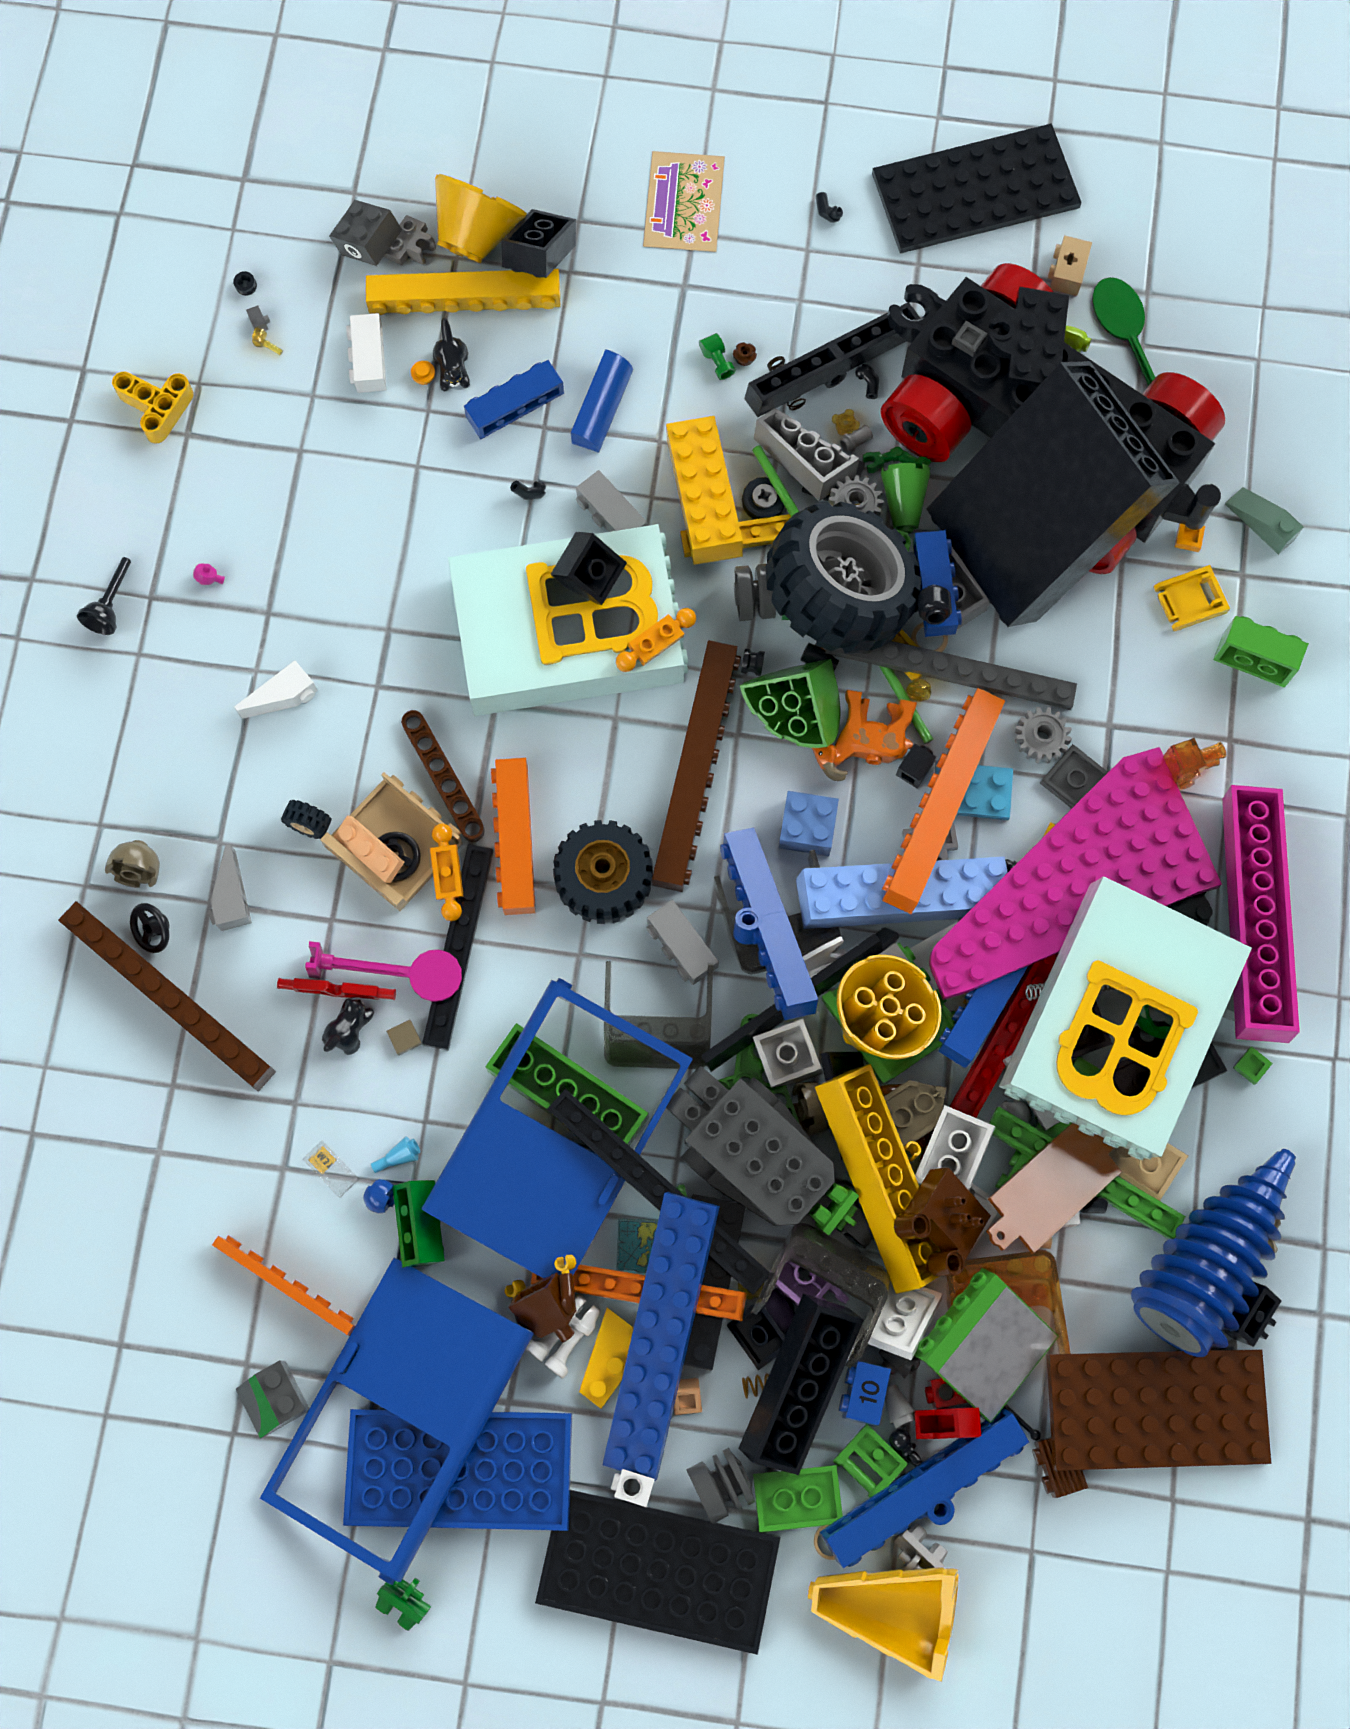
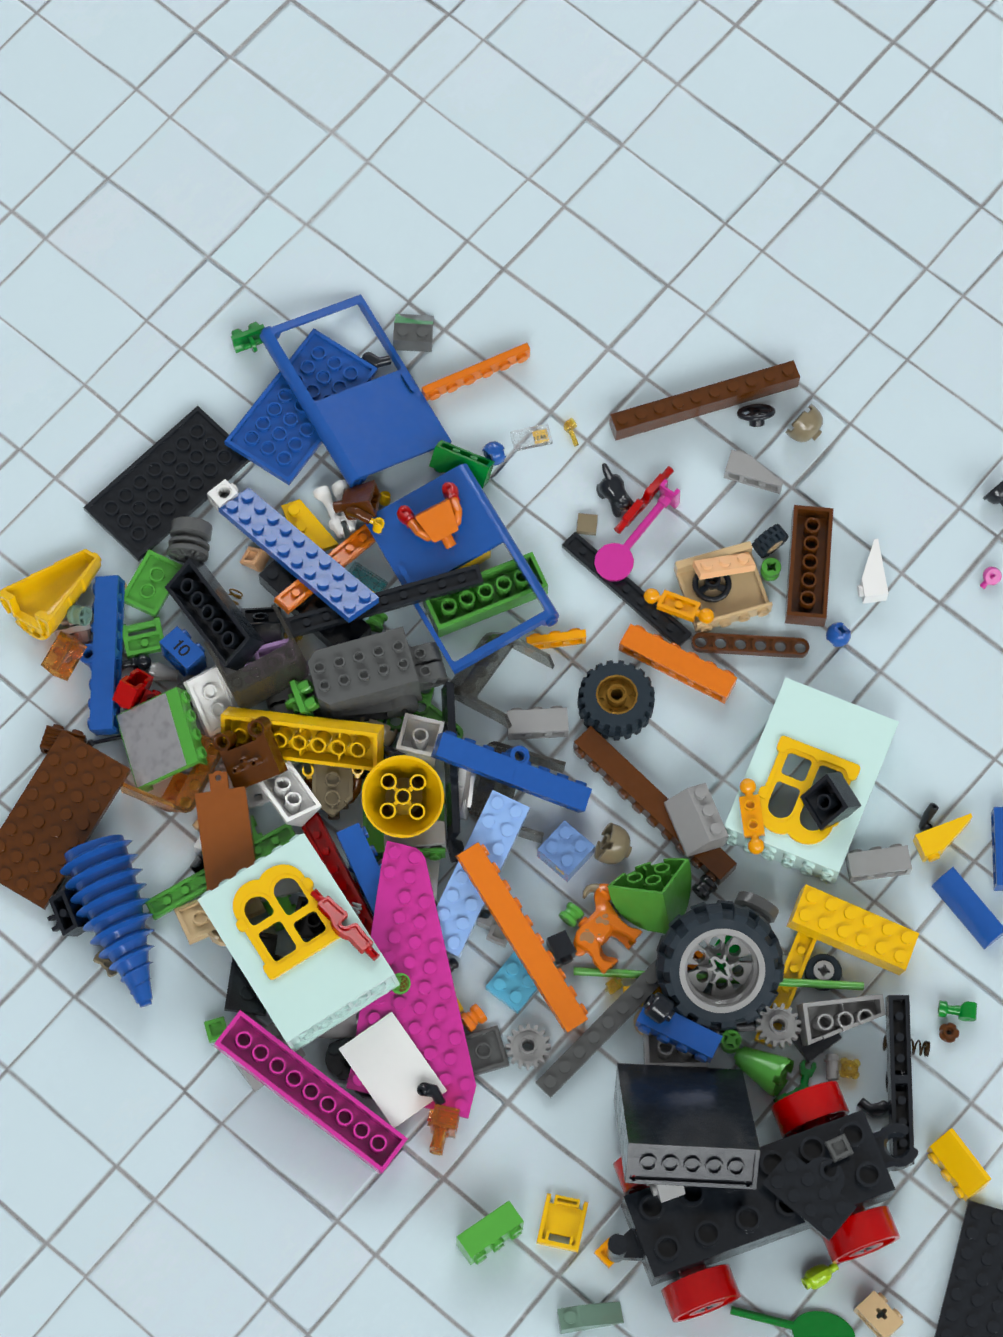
camera: 120 degrees right, 5 degrees down
(291, 1133) = (568, 427): none -> clear yellow hand
(310, 762) = (809, 566): none -> reddish brown brick
(341, 808) = (773, 573): none -> bright green wheel
(341, 1420) = (375, 360): none -> black arm
(374, 689) = (838, 634): none -> blue piece
(403, 1152) = (512, 483): medium azure cone -> none
(525, 1187) = (438, 520): none -> orange torso
(542, 465) = (936, 840): none -> yellow slope
(554, 966) = (557, 639): none -> light orange plate
(691, 701) = (696, 820): none -> light grey slope
(770, 779) = (614, 845): none -> dark tan cylinder
(873, 776) = (571, 914): none -> bright green wheel
(877, 269) = (958, 1165): none -> yellow slope
(905, 1553) = (79, 615): none -> sand green wheel
(962, 1537) = (64, 655): none -> clear orange brick
(1052, 808) = (472, 1018): none -> orange wheel
(1081, 885) = (404, 984): none -> tile
(1086, 977) = (337, 916): none -> piece
(1166, 790) = (431, 1090): none -> black arm
(1172, 846) = (391, 1068): none -> white sticker

